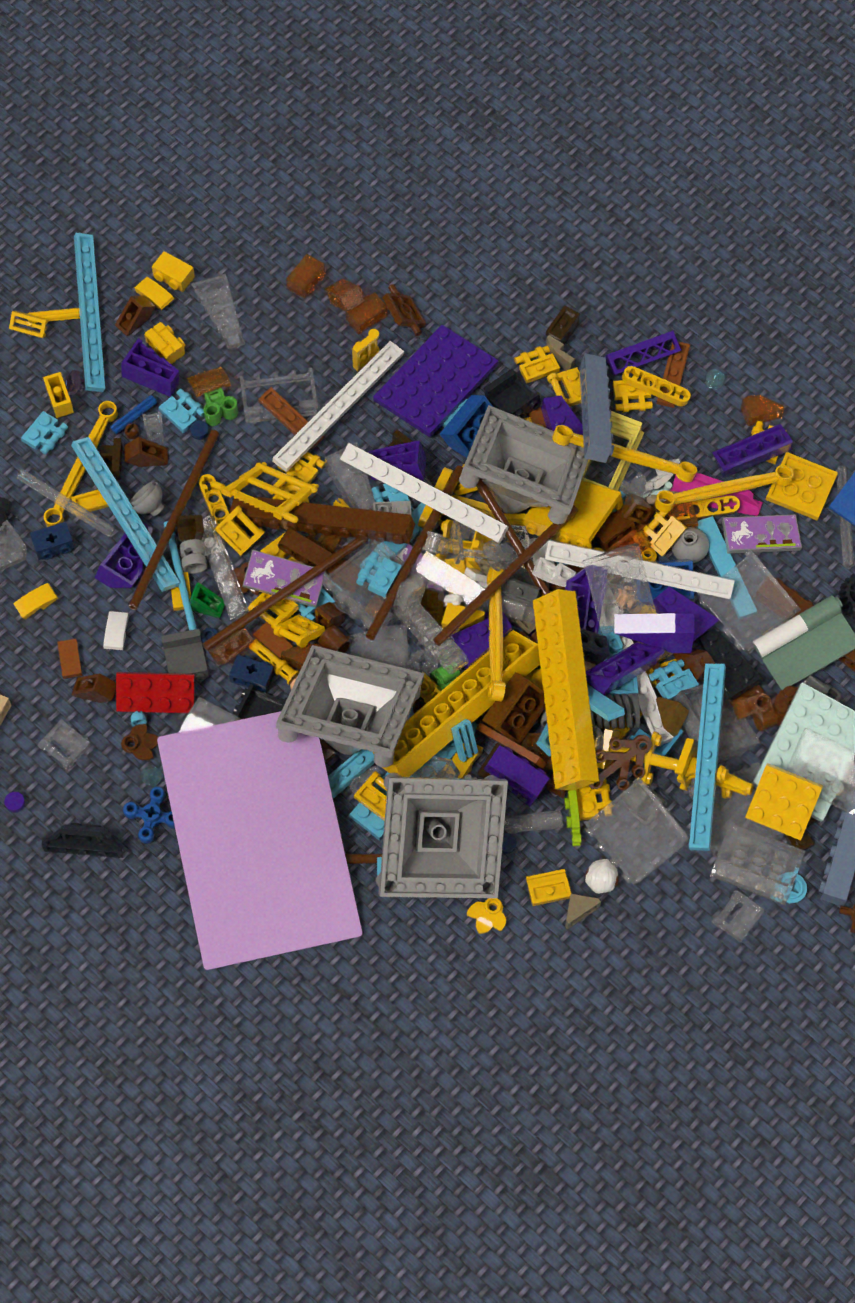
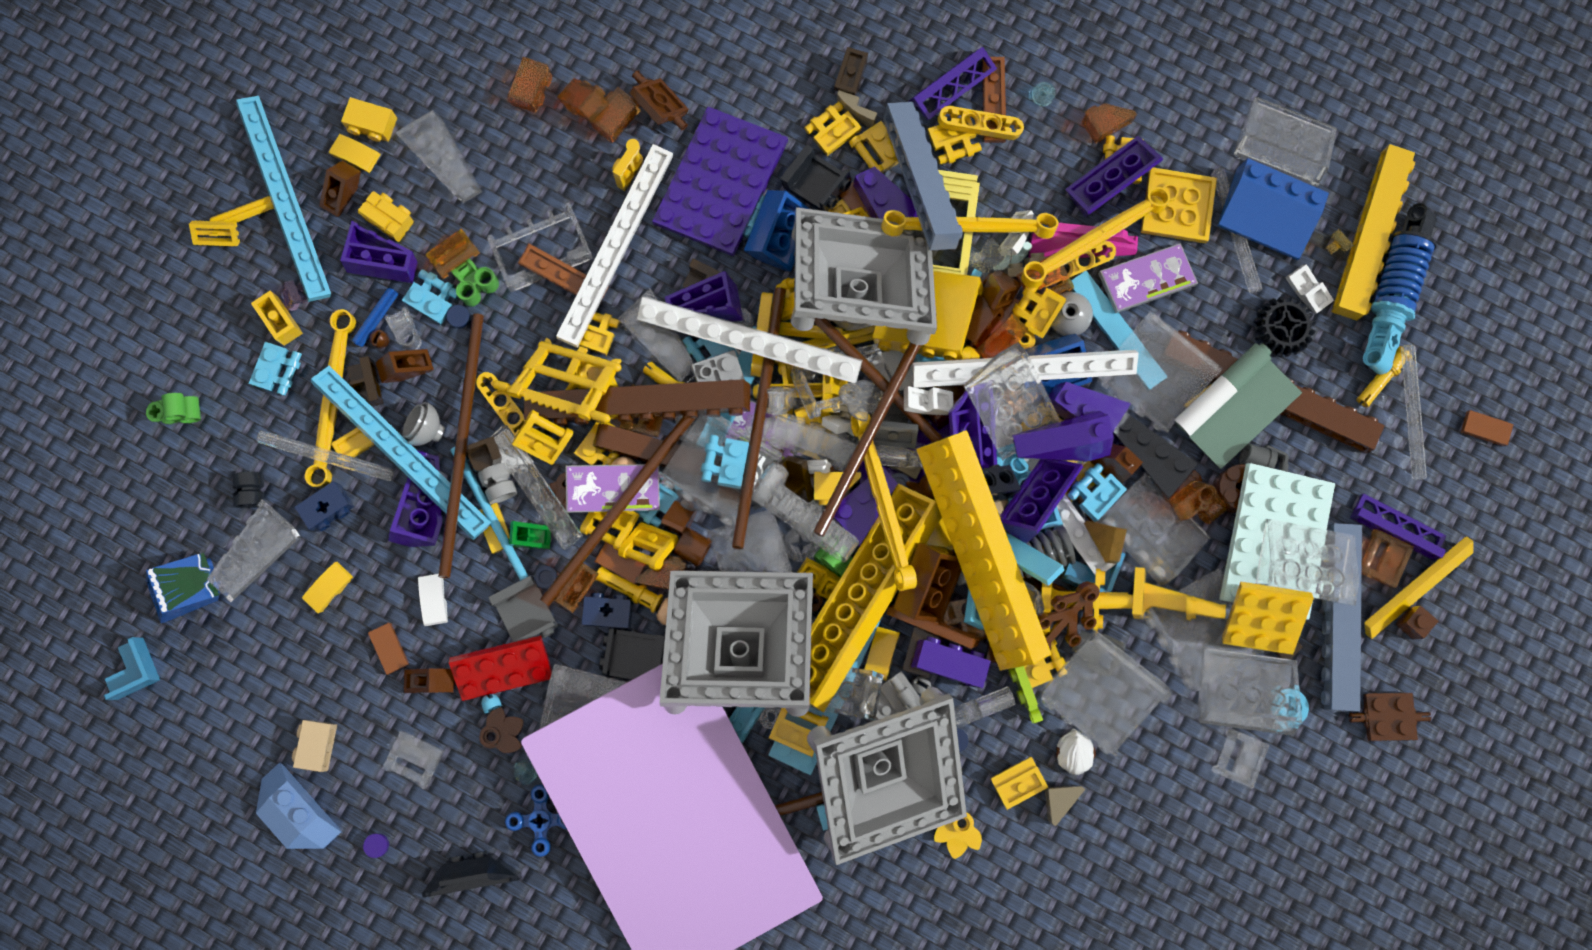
camera: 15 degrees left, 15 degrees up
(467, 738) = (881, 633): medium azure tile -> none
(707, 757) = (1165, 586): medium azure plate -> none

